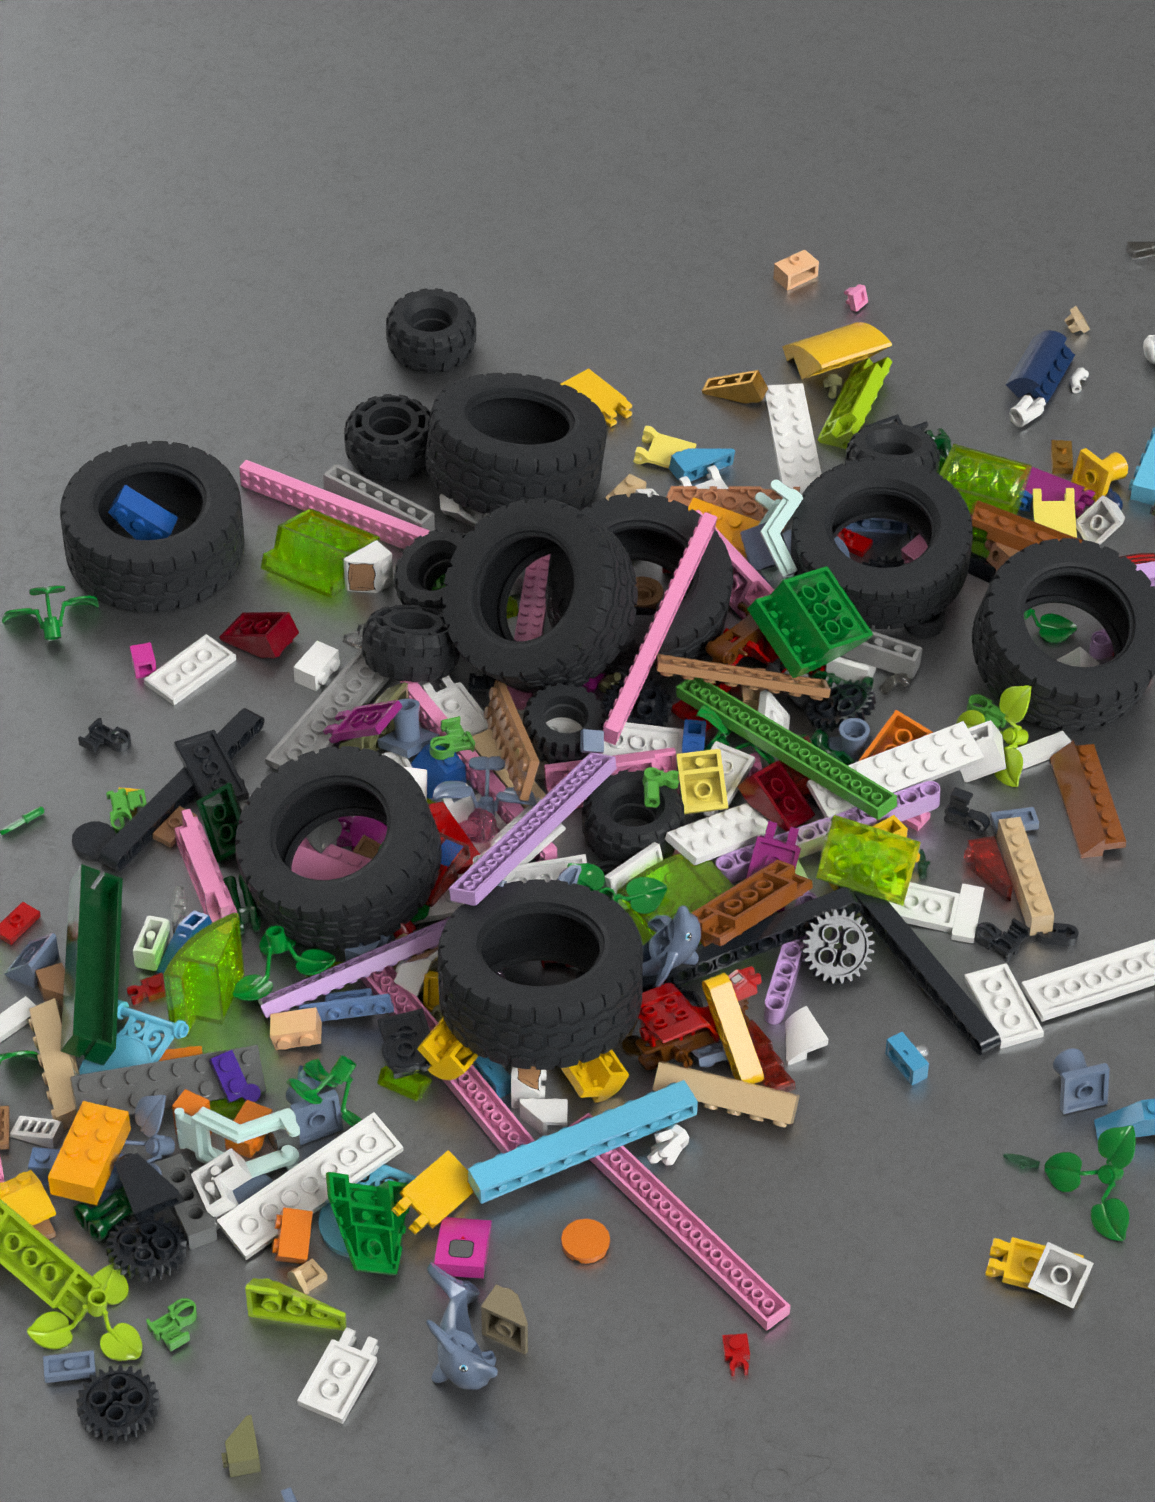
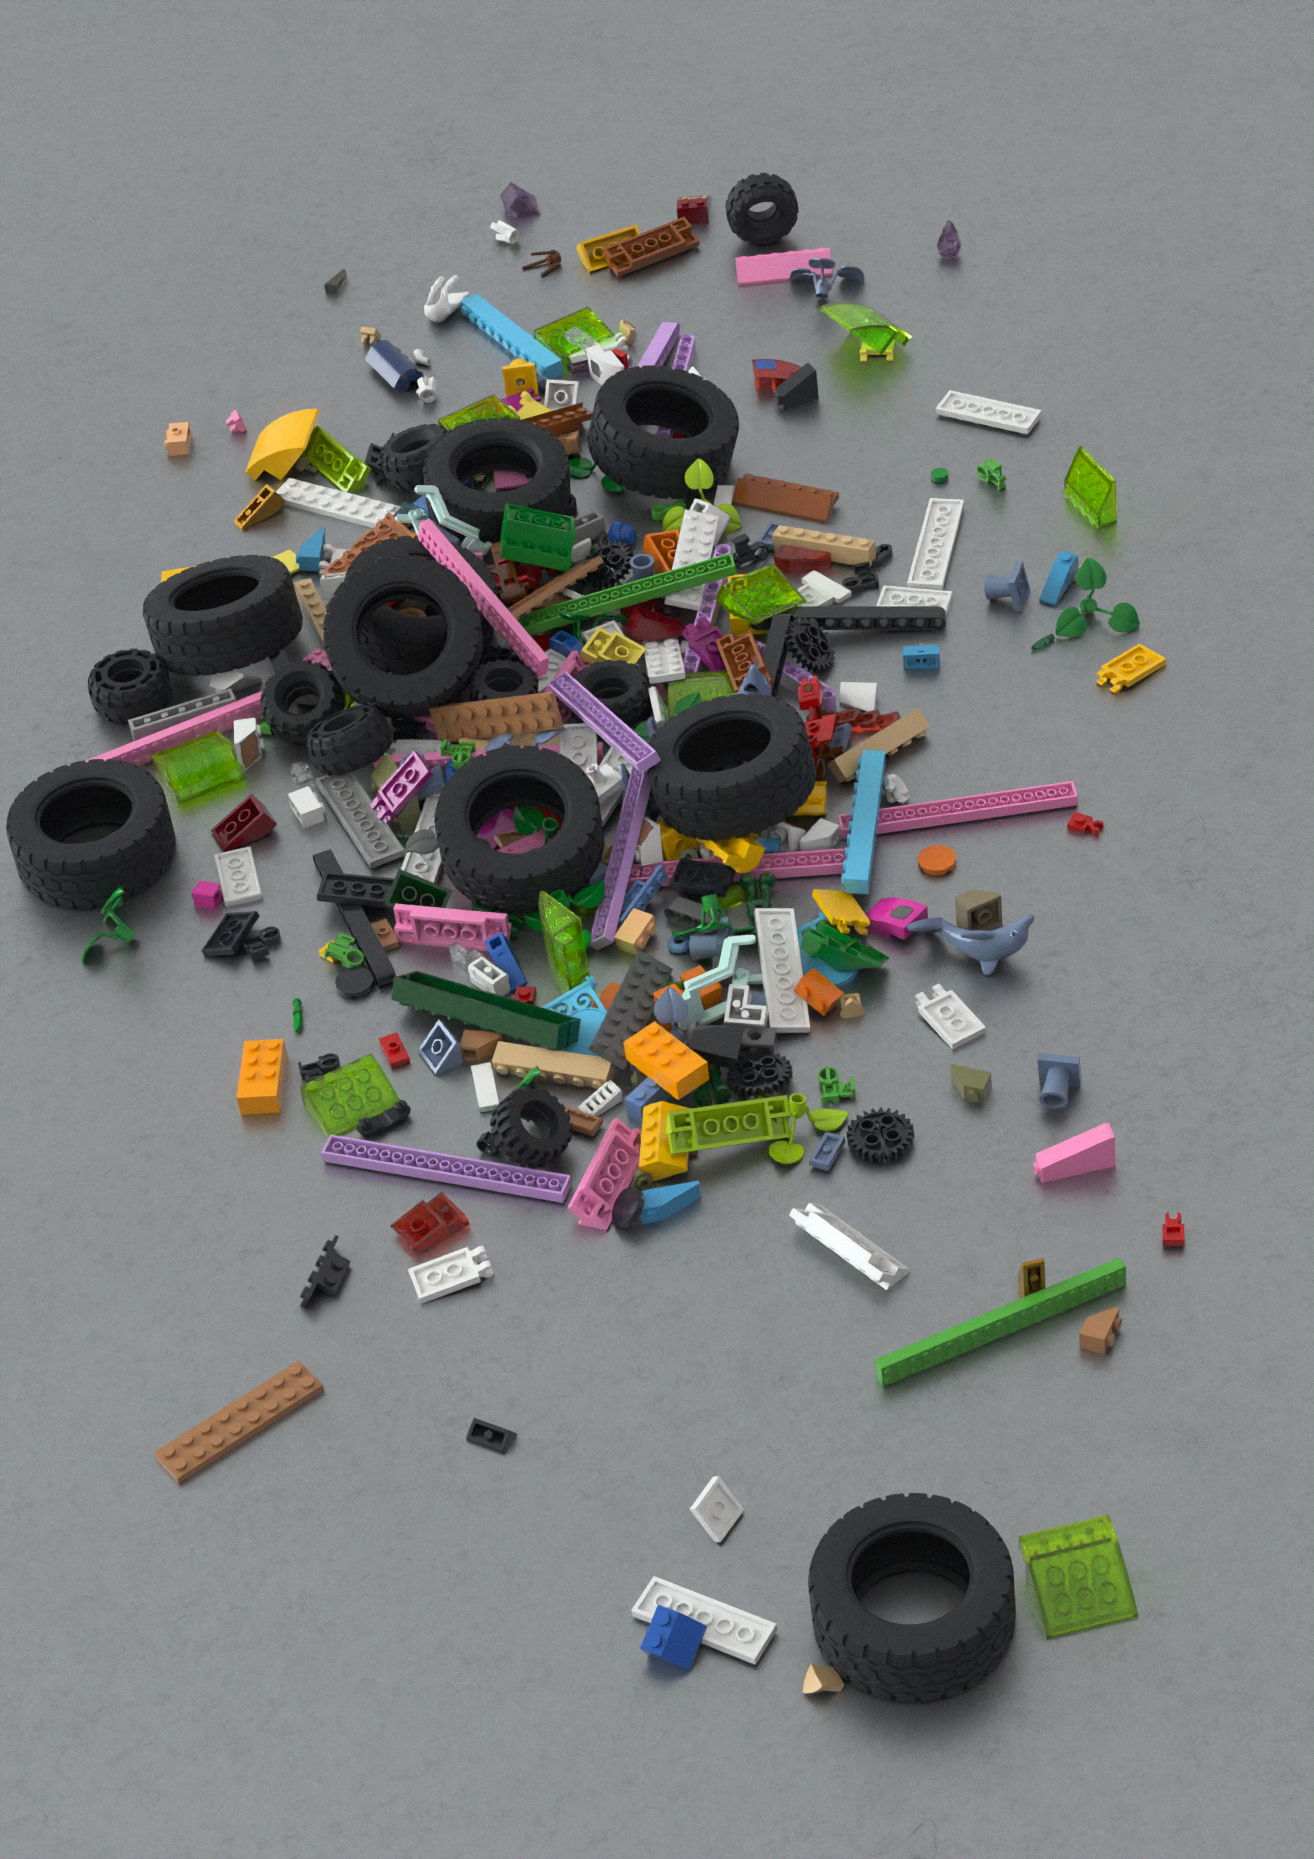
camera: 50 degrees left, 5 degrees down
(100, 707) = (230, 933): none -> black tile
(141, 516) = (78, 830): blue wedge -> none
(232, 1079) = (655, 973): dark purple hinge -> none
(282, 1303) = (867, 1021): lime wedge -> none
(357, 1050) = (687, 913): none -> dark grey beam
(400, 1118) = (766, 884): none -> dark green piece
(431, 330) = (44, 628): black tyre -> none
(592, 741) = (539, 677): sand blue tile -> none
(653, 780) = (605, 663): bright green bar -> none
(732, 1029) = (848, 716): yellow beam -> none
(911, 692) = (622, 532): none -> blue hair
(1061, 457) = (479, 391): pearl gold plate -> none
(1061, 1275) = (1151, 651): white slope -> none

